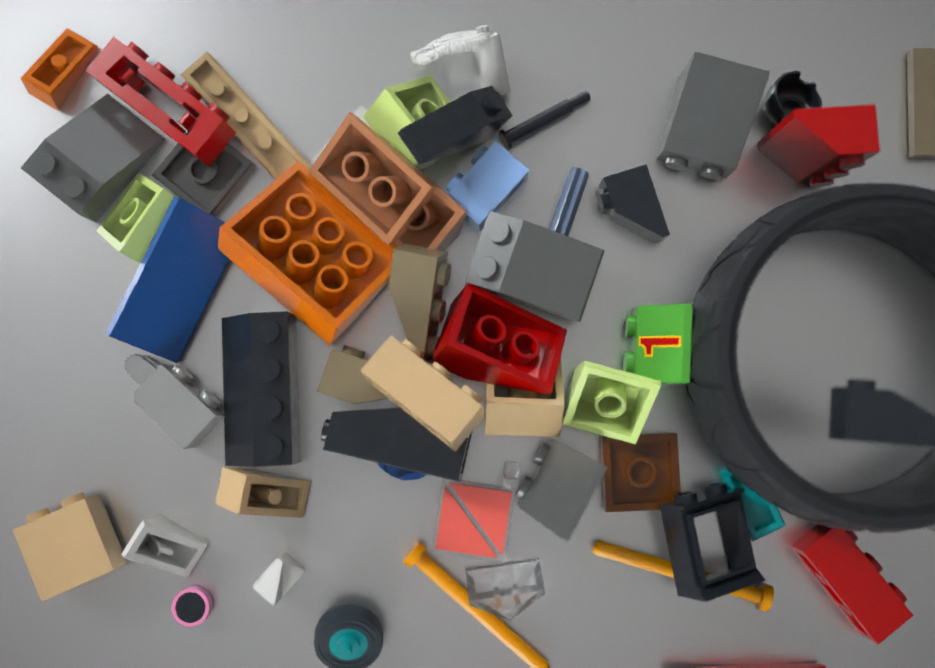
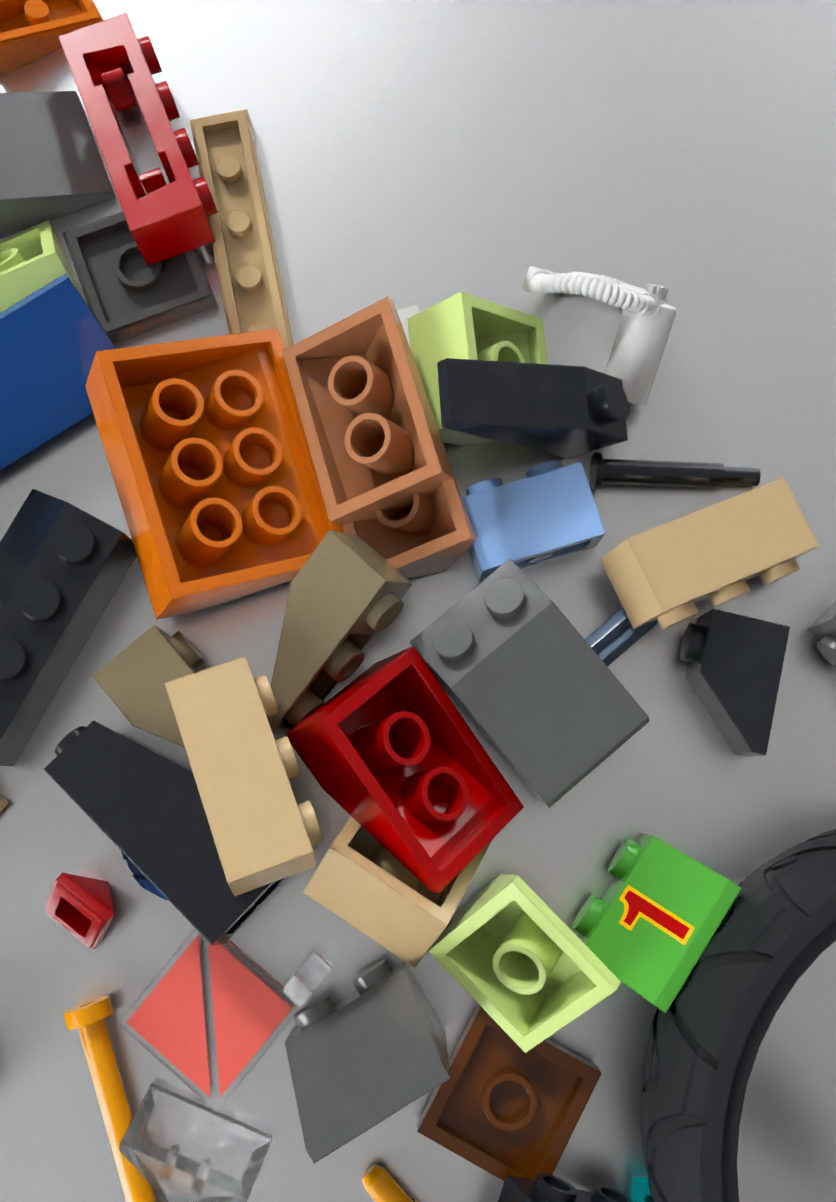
camera: 30 degrees right, 5 degrees down
(380, 507) = (81, 907): none -> red slope
(587, 151) = (709, 555): none -> tan brick

